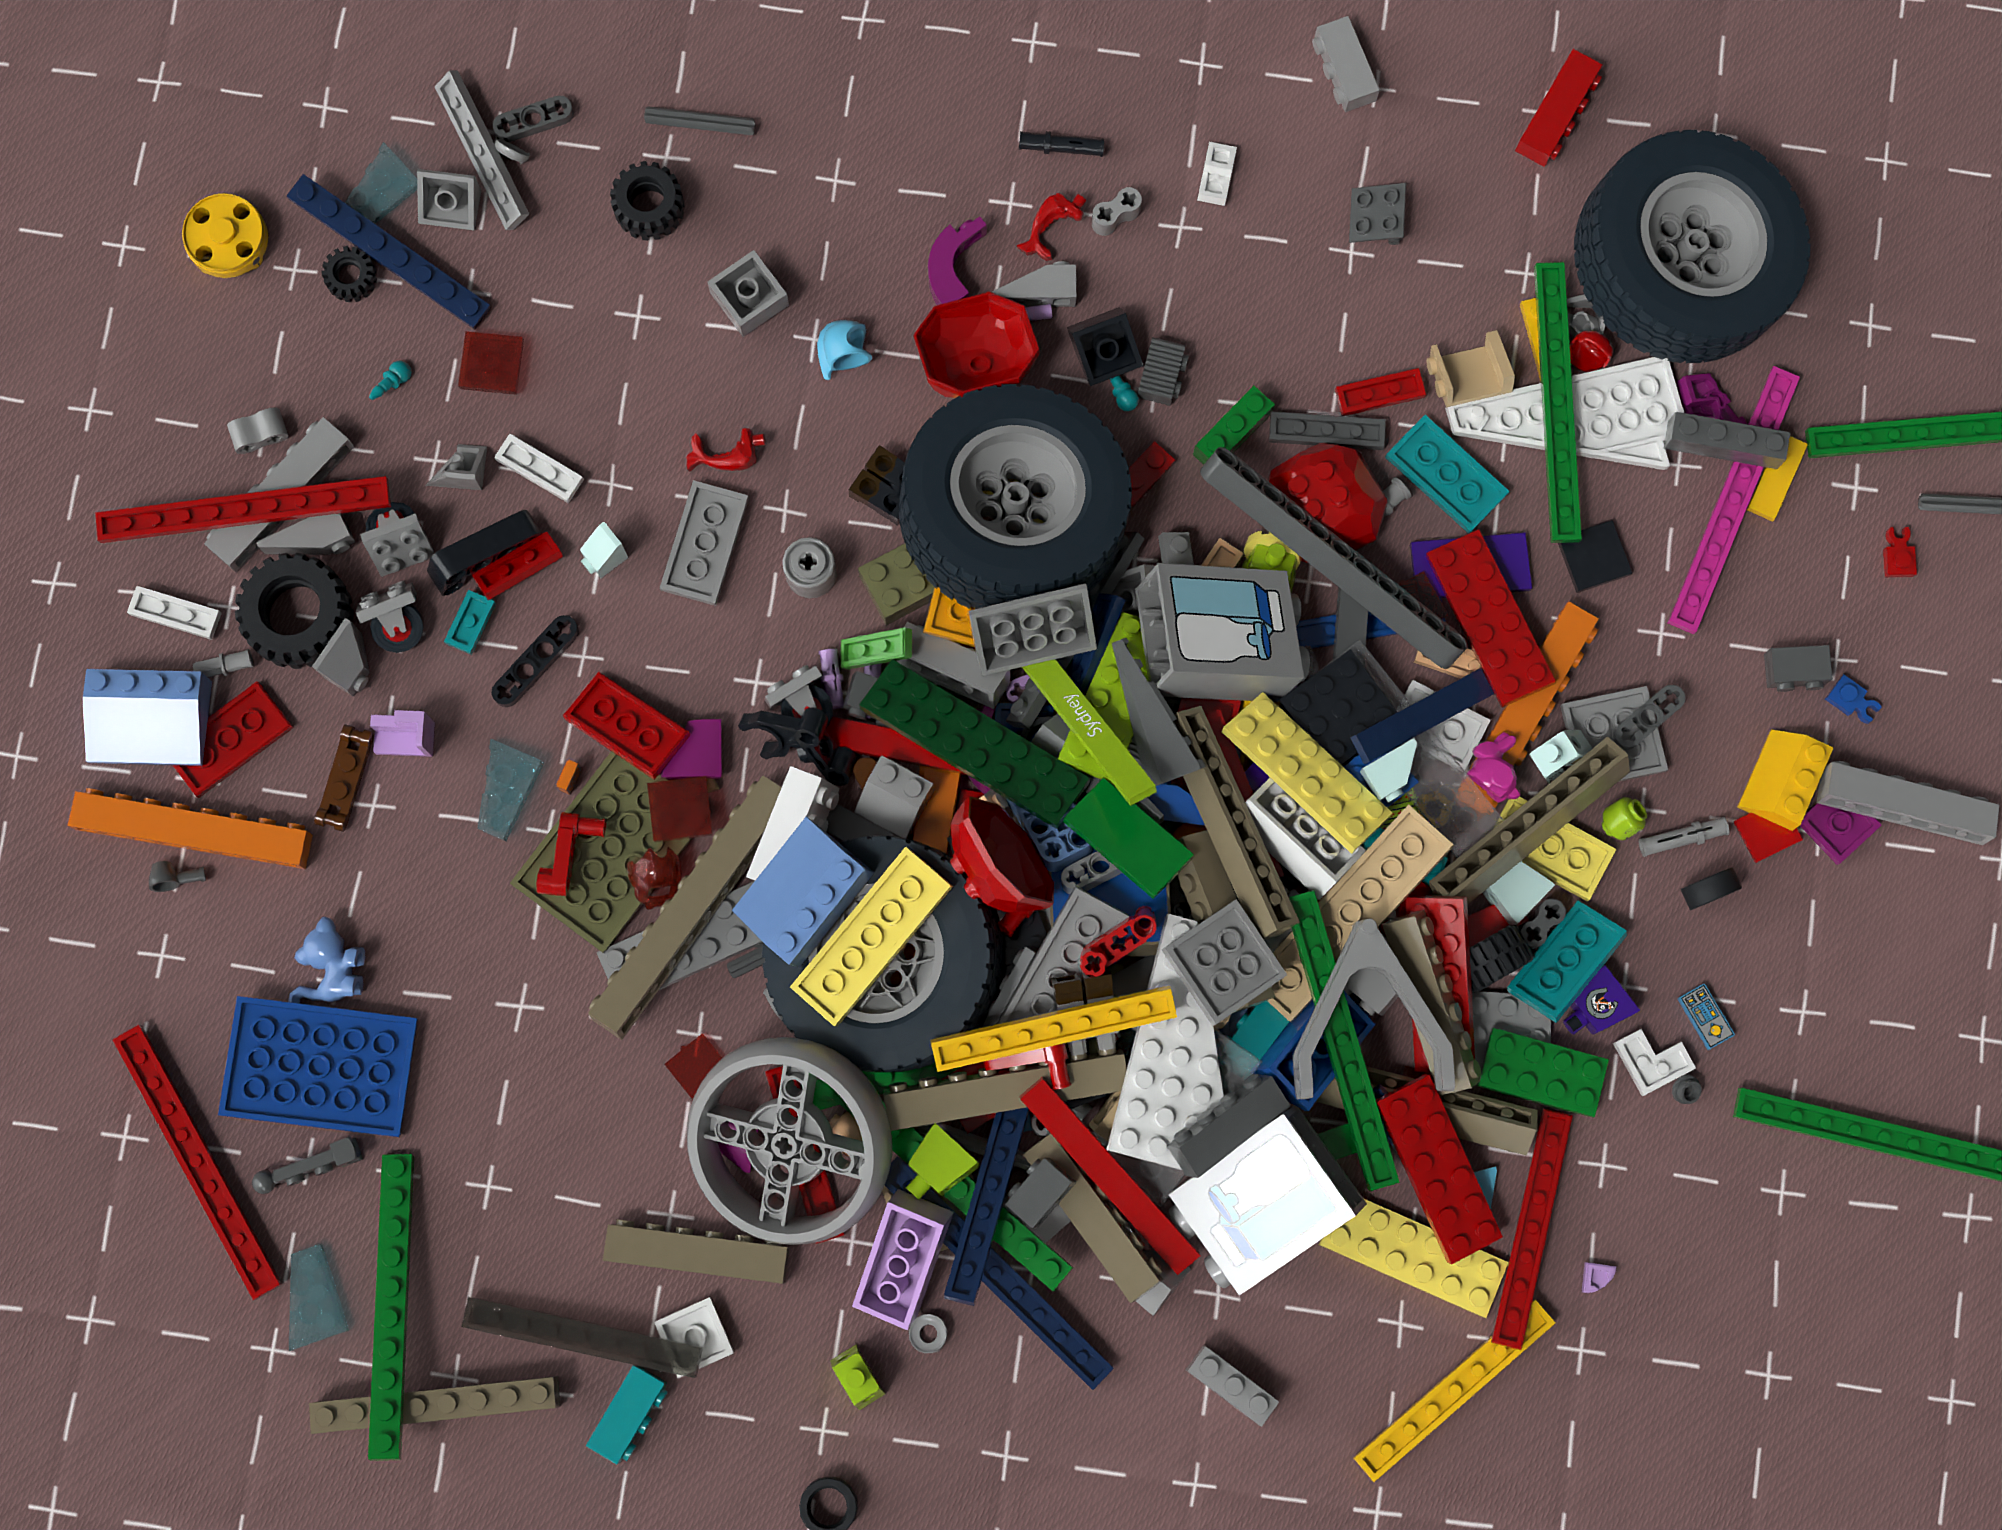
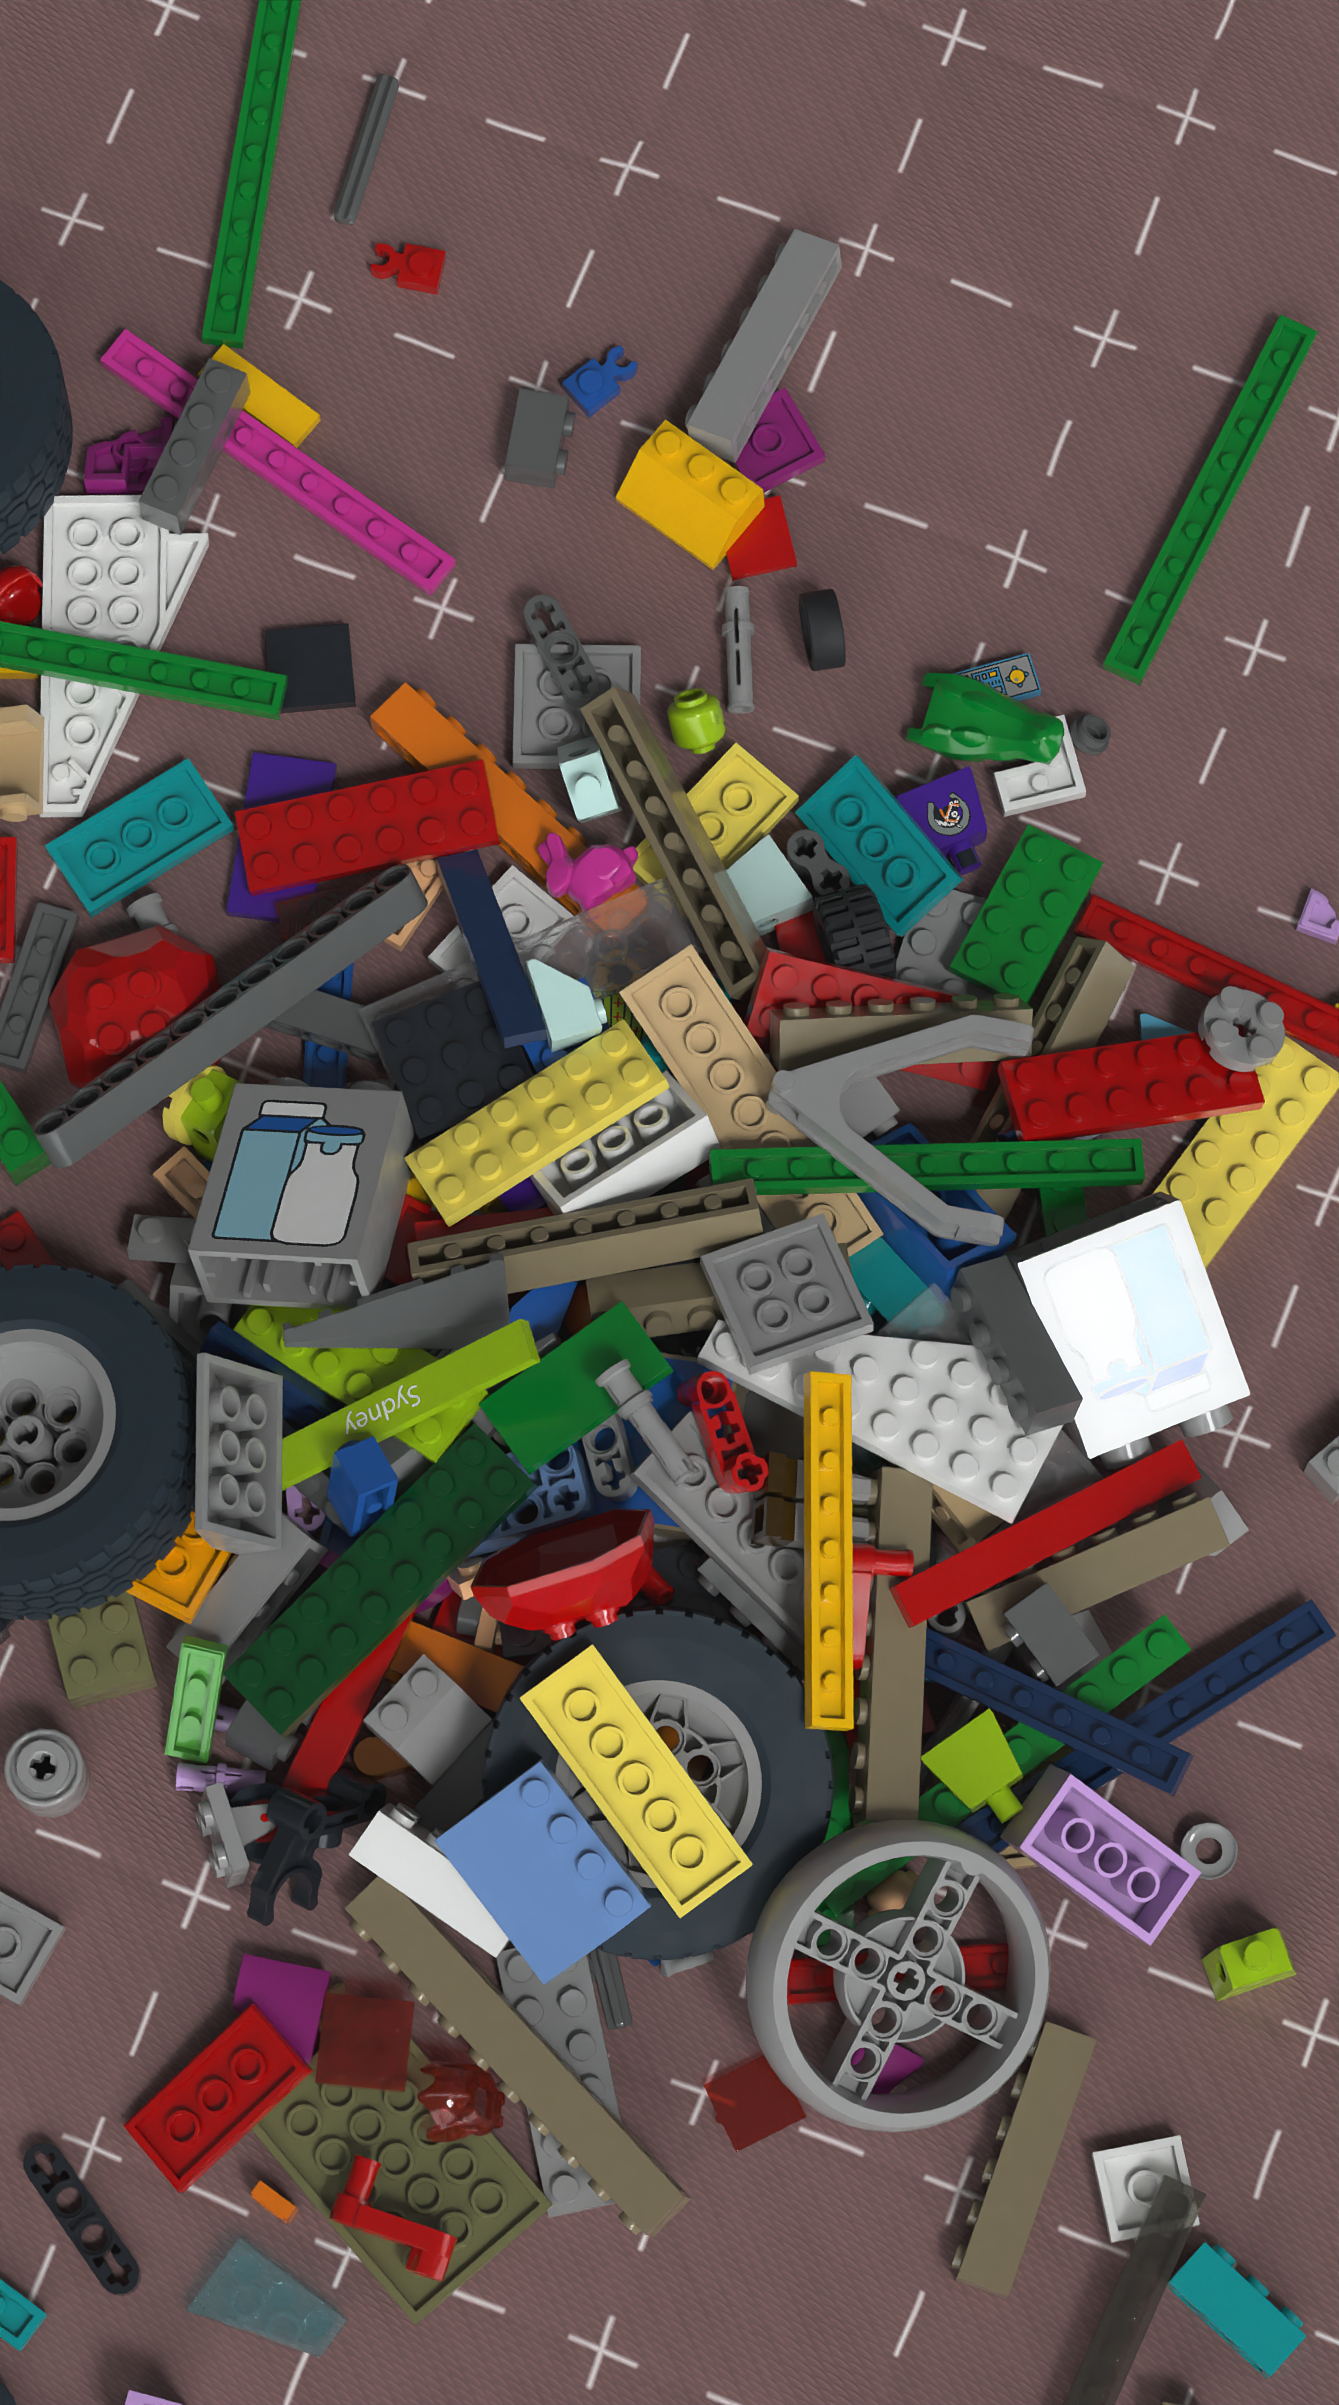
camera: 75 degrees left, 5 degrees down
(1032, 714) = (361, 1484): none -> blue brick
(1120, 878) = (636, 1406): none -> light grey pin
(1514, 1239) = (1256, 1014): none -> light grey plate
(1674, 1010) = (980, 723): none -> green animal

